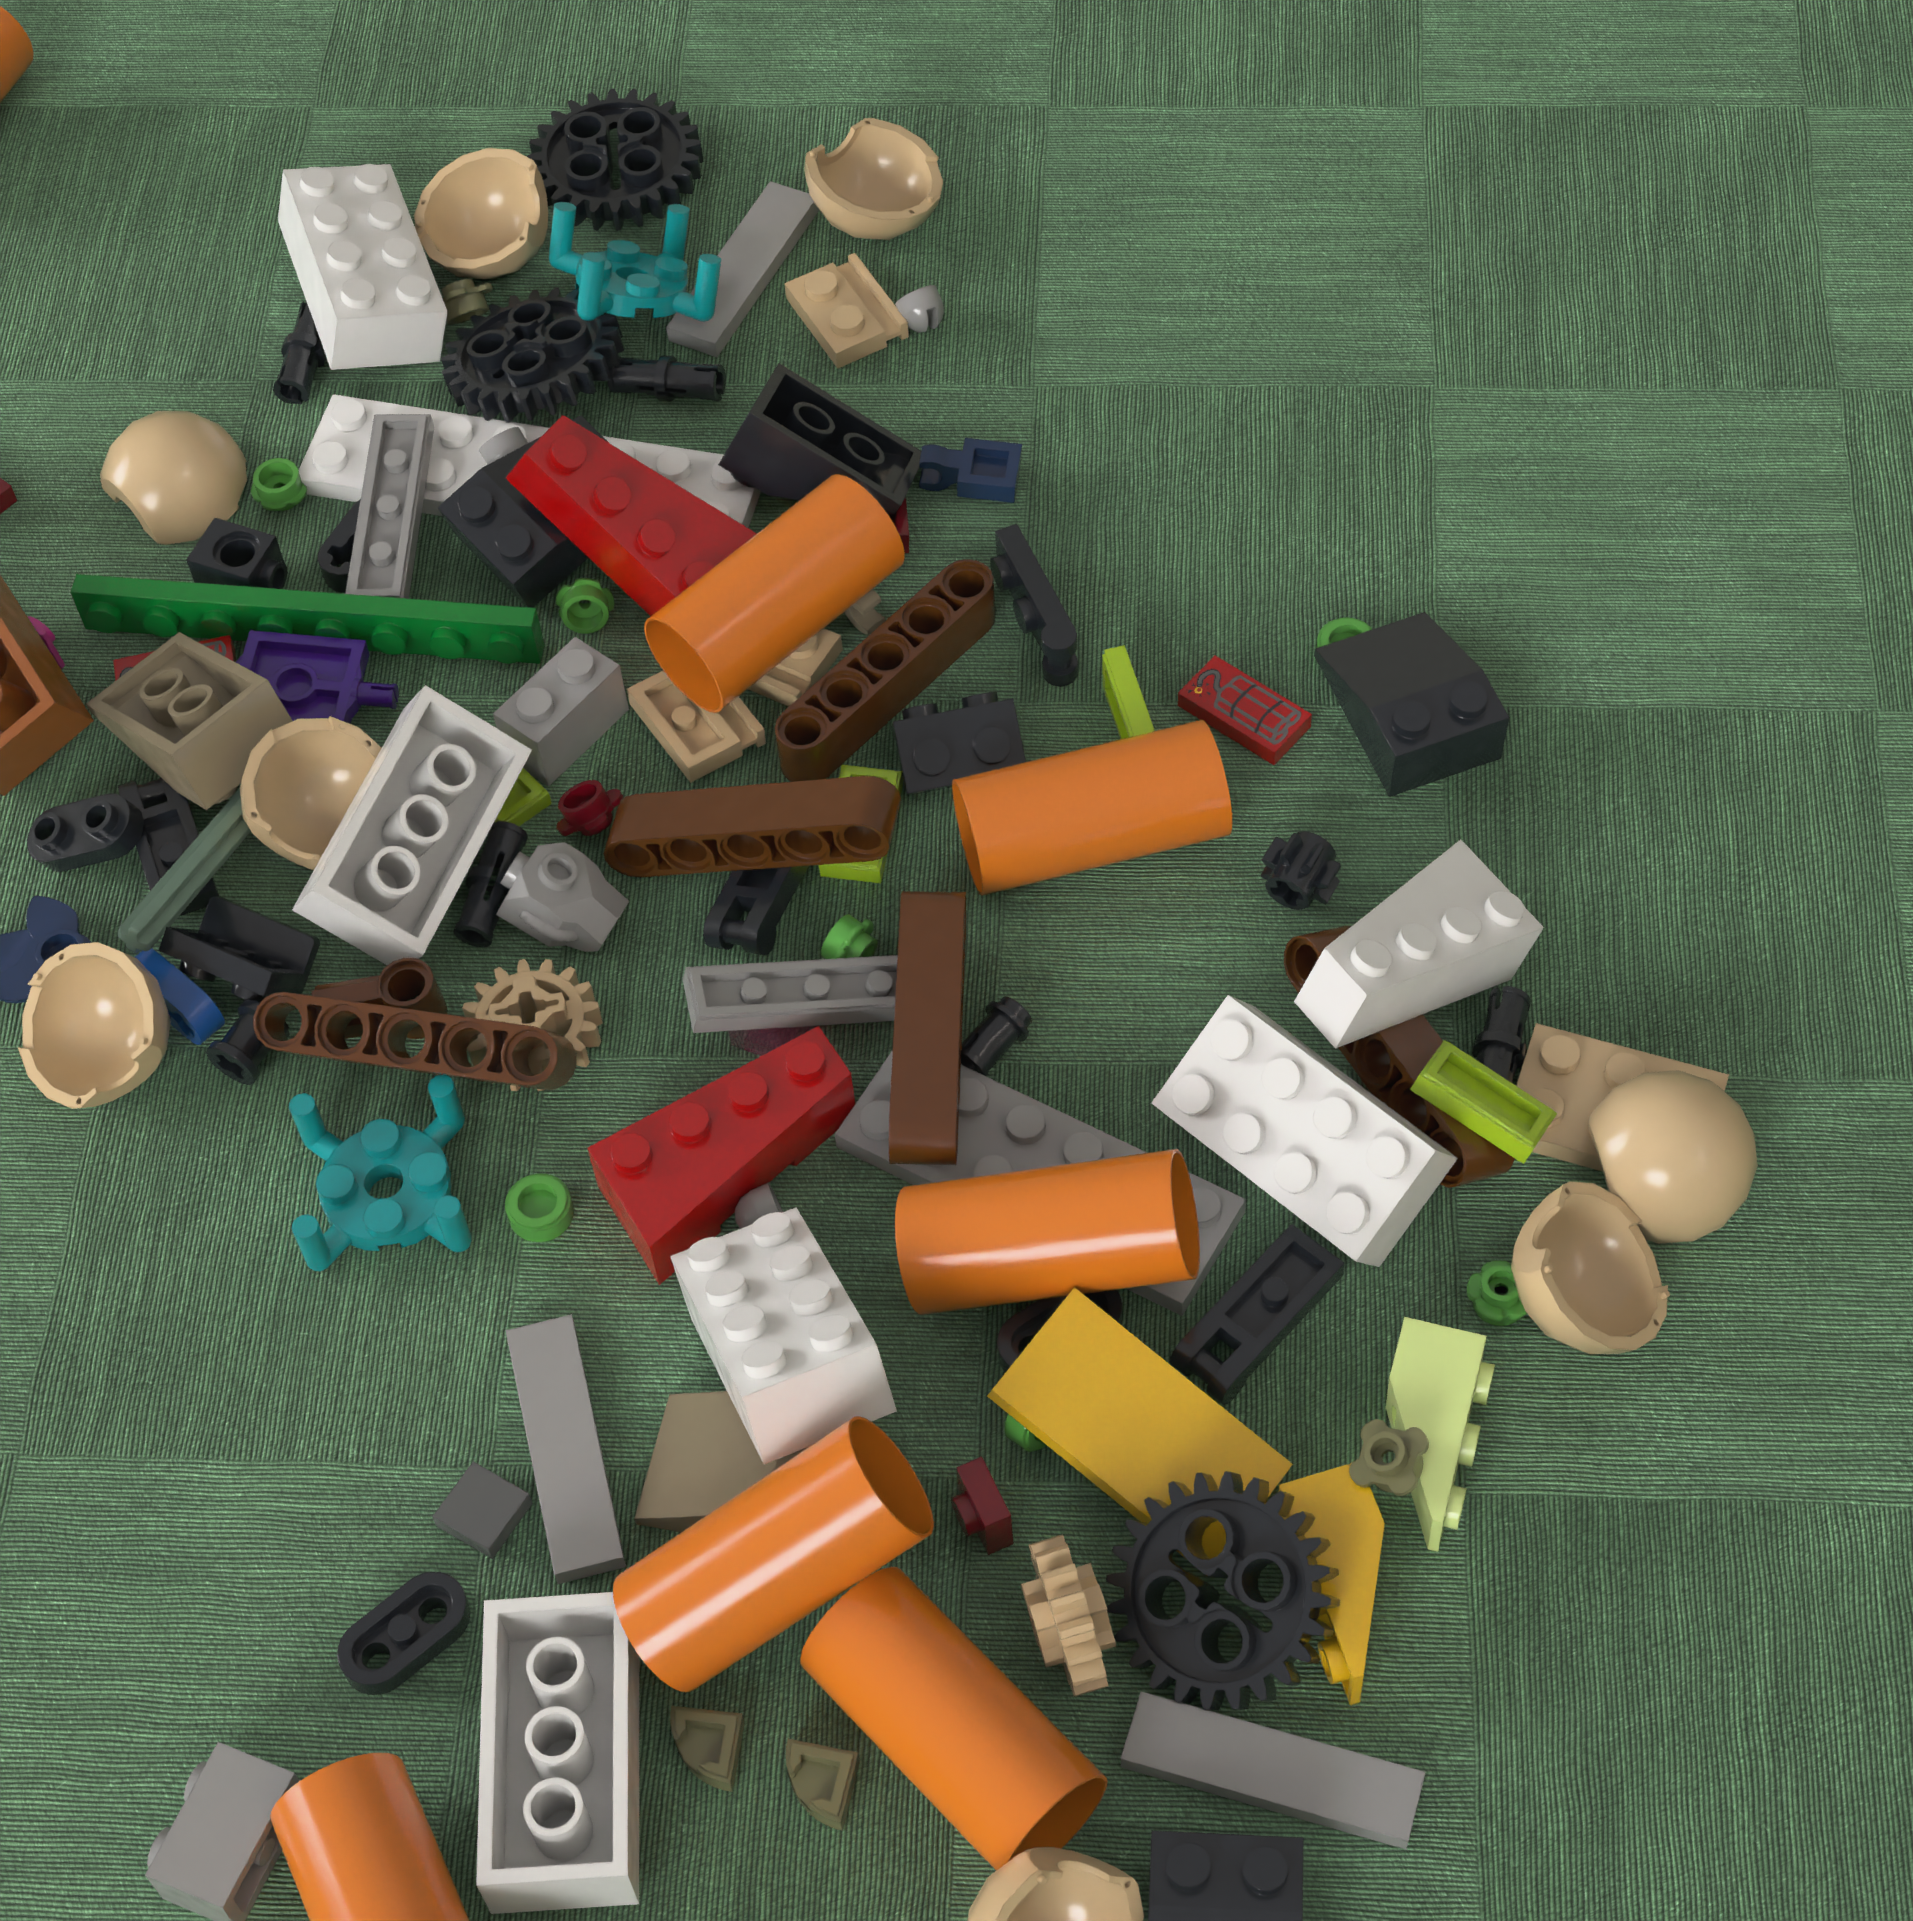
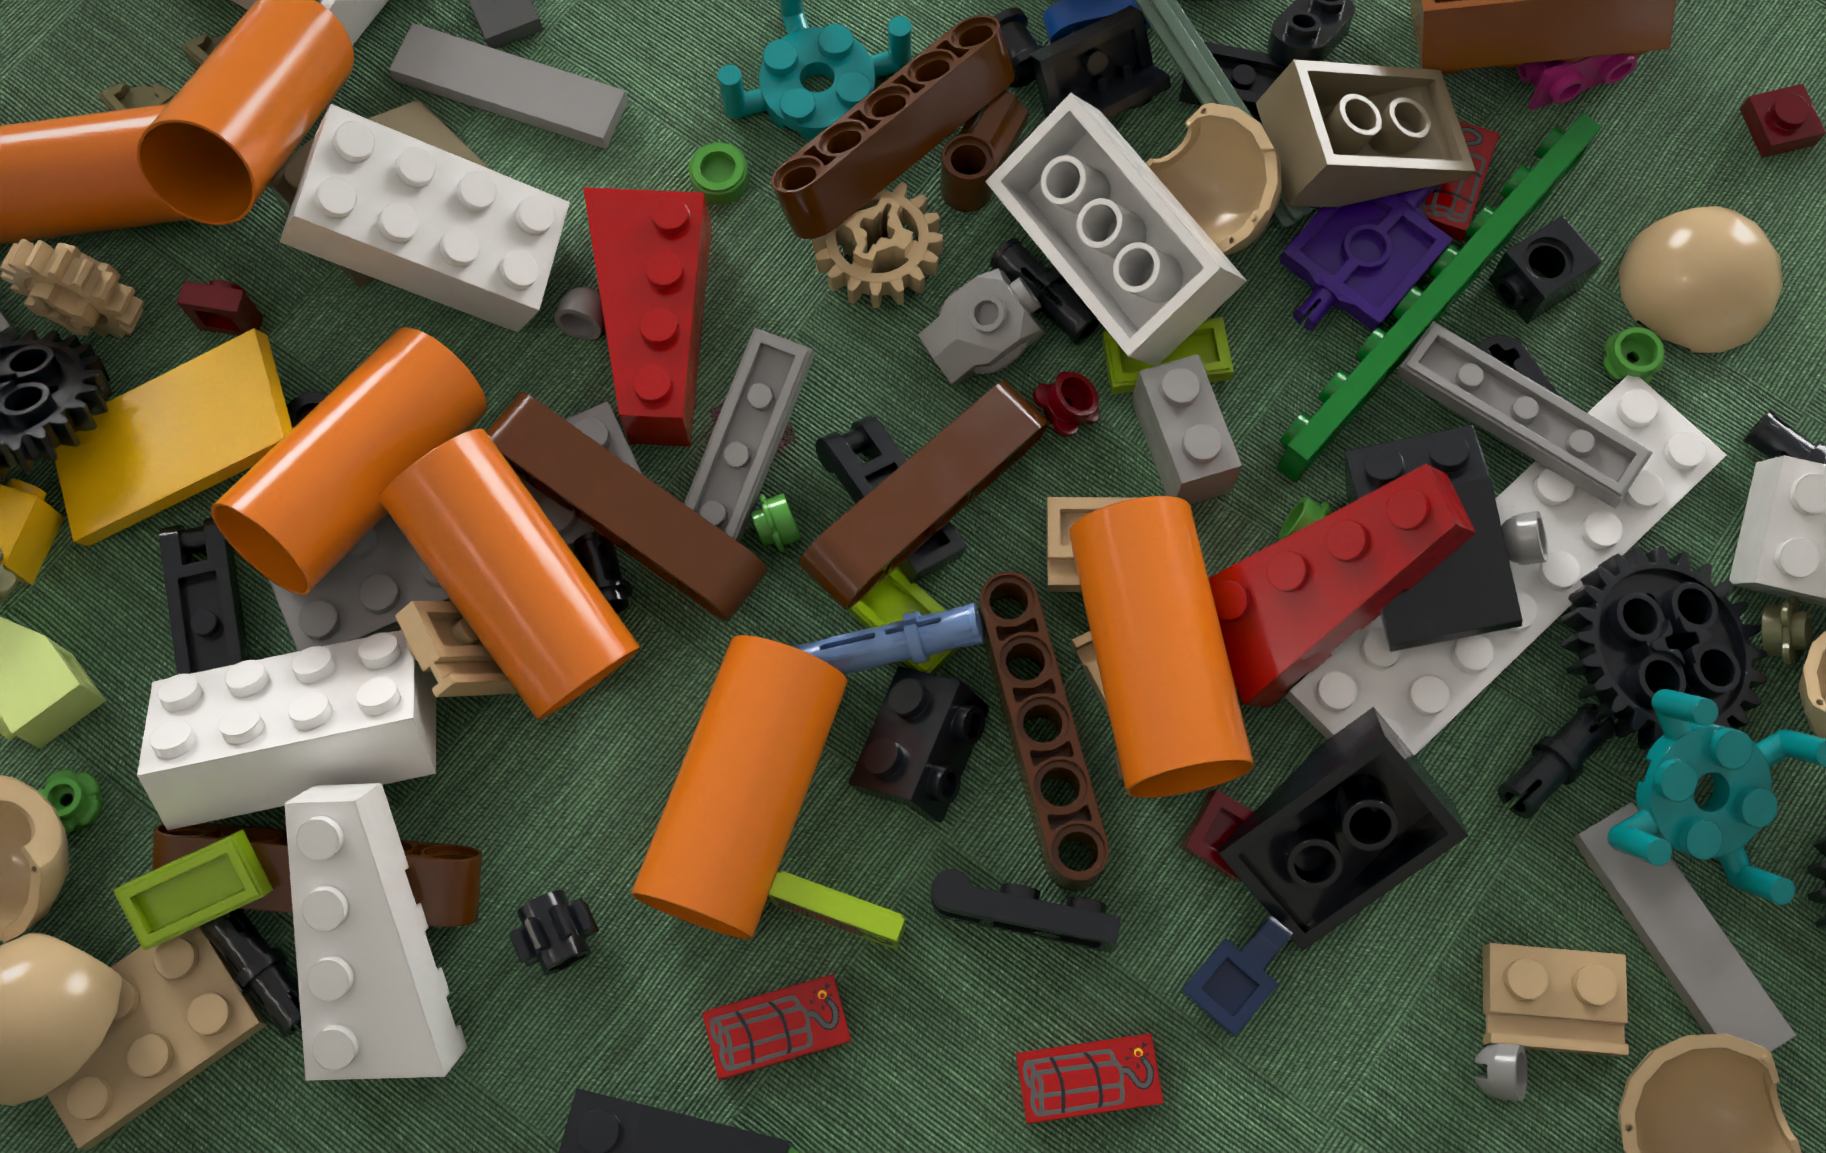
camera: 120 degrees right, 15 degrees up
(950, 846) = (903, 640): none -> medium blue pin
(1053, 1044) = (508, 572): none -> orange piece
(1120, 518) = (1088, 1078): none -> tile
(1140, 1060) = (451, 650): none -> tan plate

